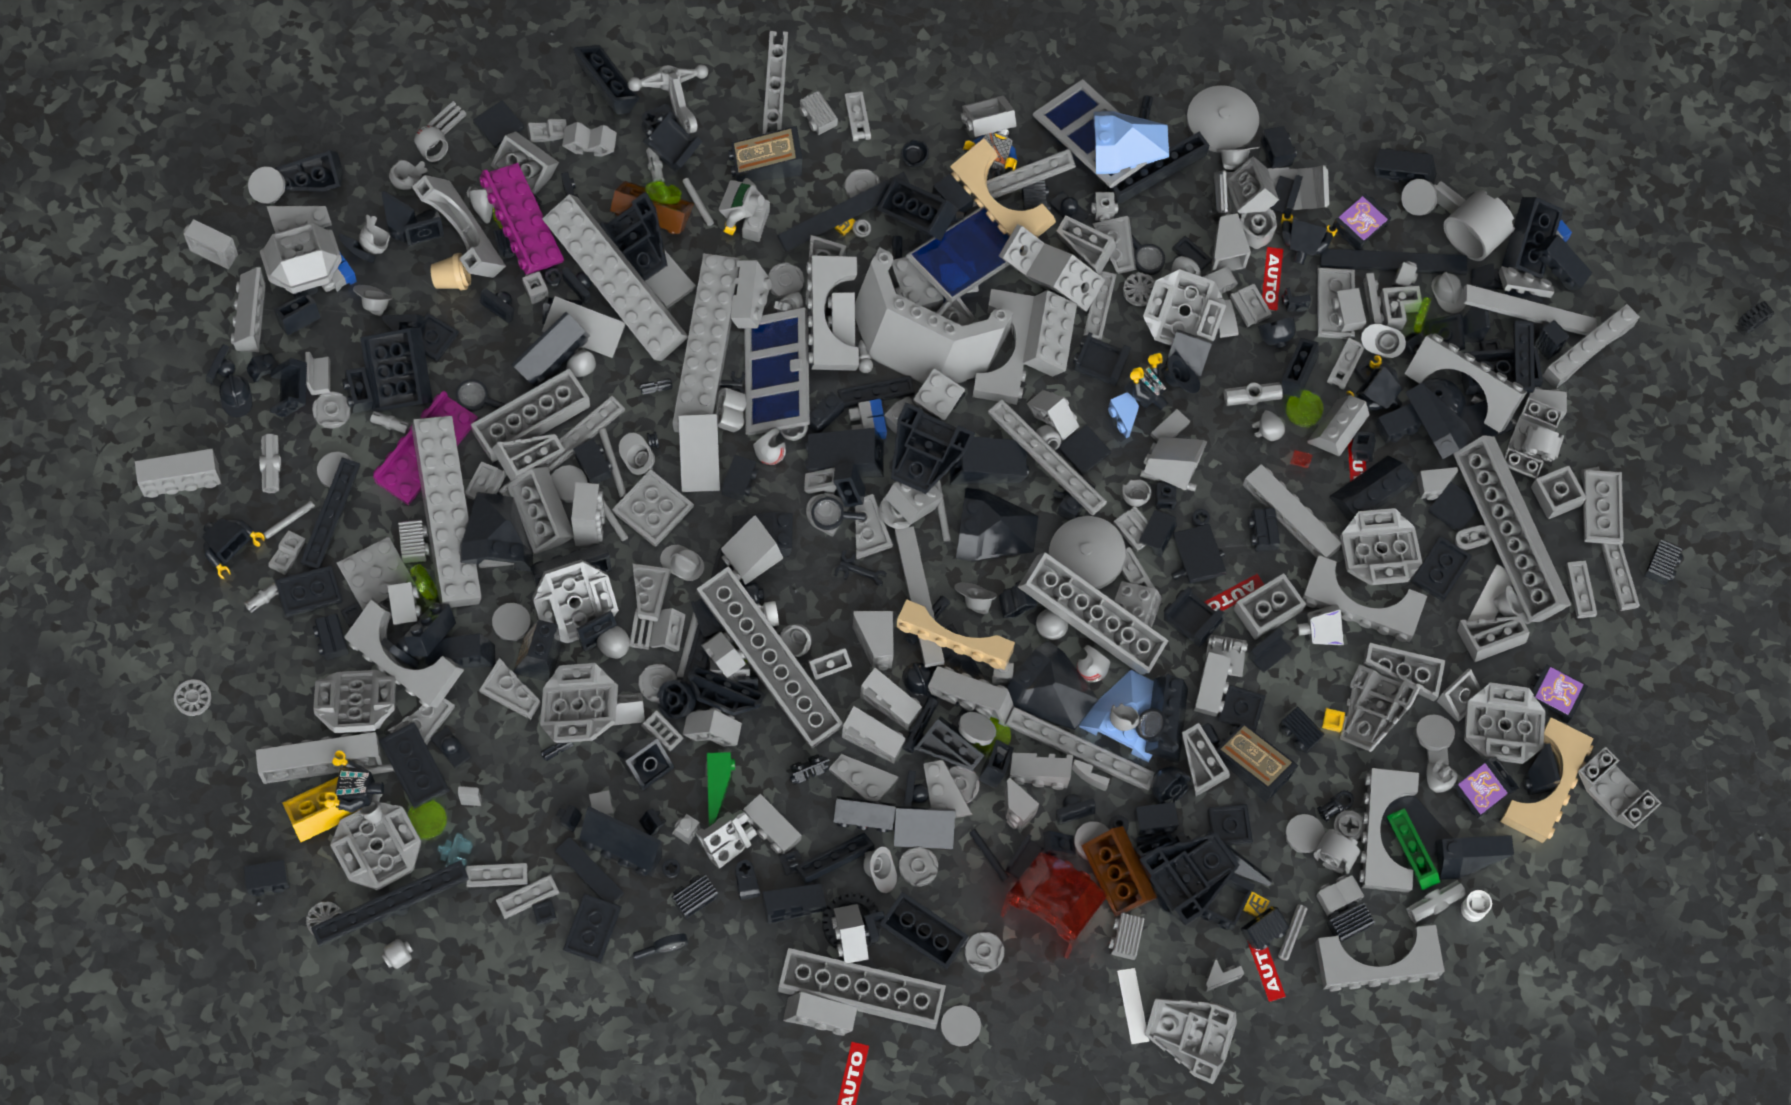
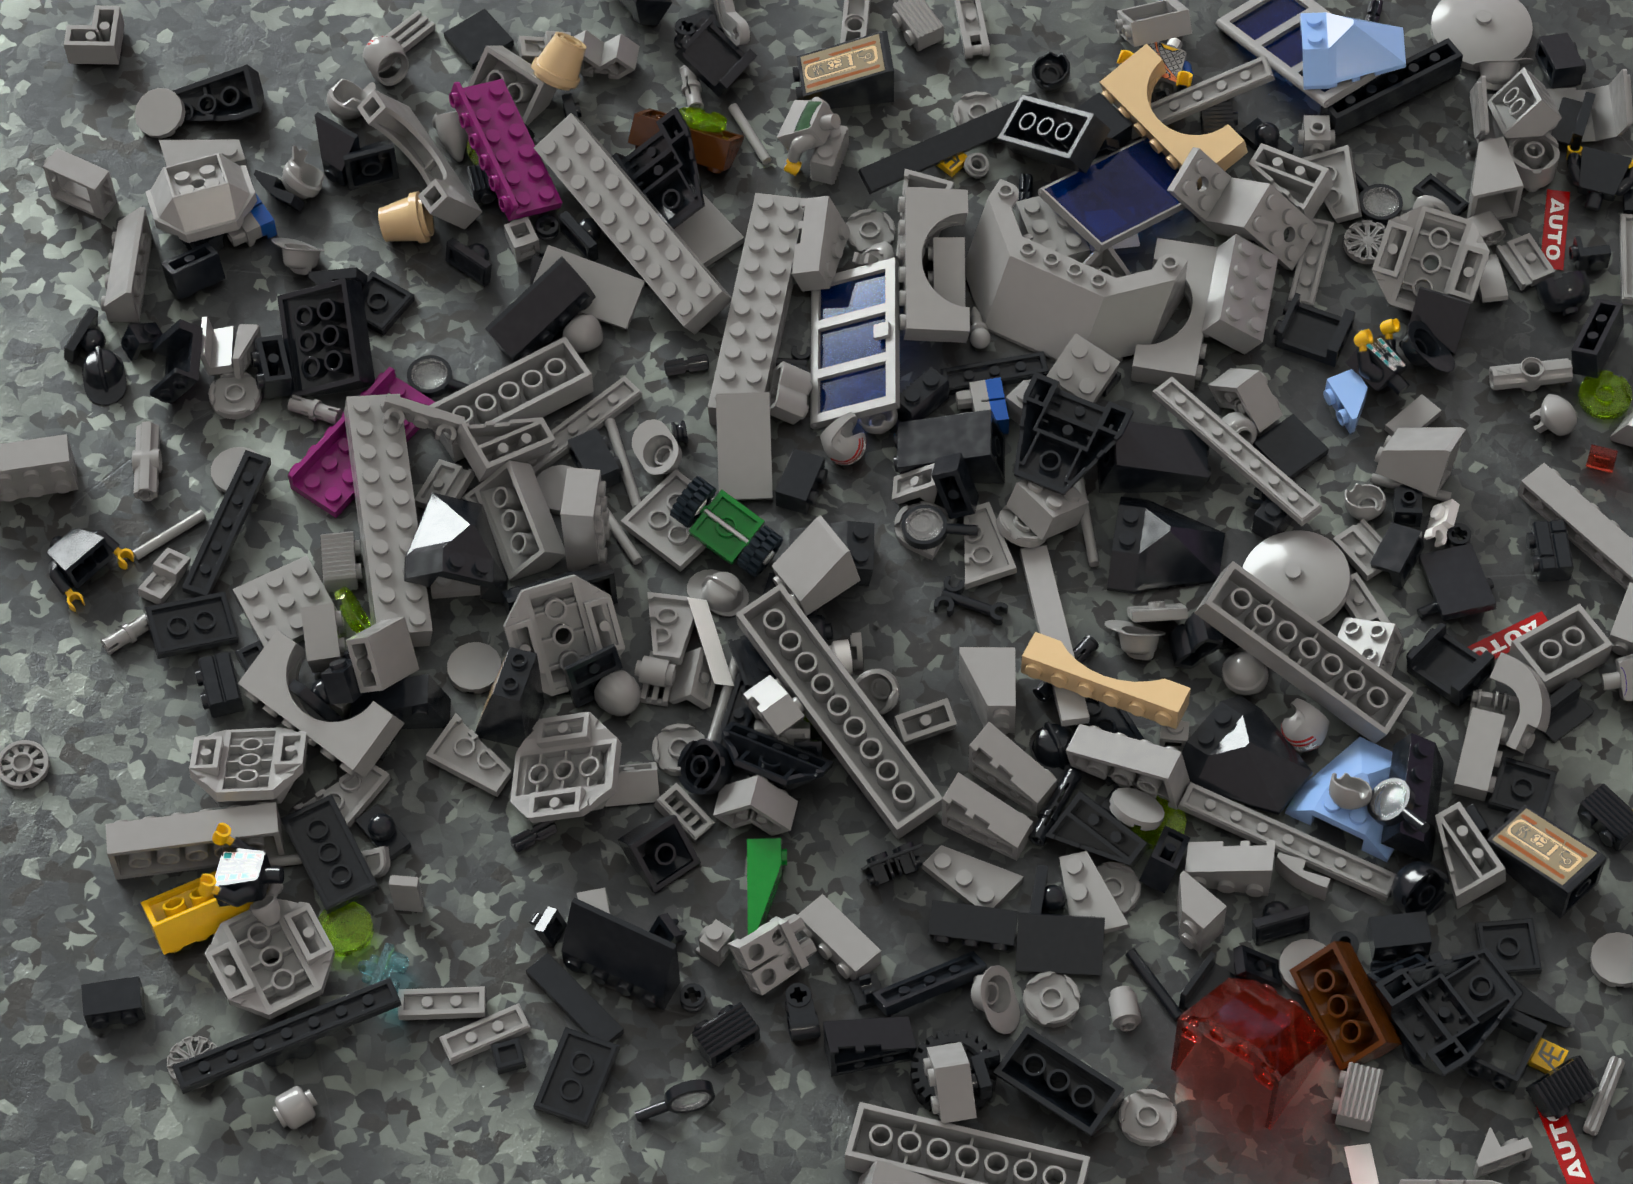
camera: 10 degrees right, 10 degrees down
(219, 127) = (96, 42): none -> light grey brick
(338, 369) = (243, 347): none -> light grey slope
(447, 620) = (382, 655): none -> light grey brick
(448, 769) = (377, 860): none -> light grey tile
(468, 435) = (421, 416): none -> light grey plate
(559, 149) = (560, 62): none -> tan piece
(640, 626) = (655, 671): none -> light grey brick
(678, 603) = (710, 641): none -> white sticker
(687, 516) = (726, 526): none -> plate
(781, 608) = (856, 651): none -> light grey tile
(968, 873) = (1124, 1008): none -> light grey brick
(991, 579) = (1157, 612): none -> light grey plate
(1189, 506) = (1441, 519): none -> white plate
(1249, 642) = (1532, 696): none -> light grey arch

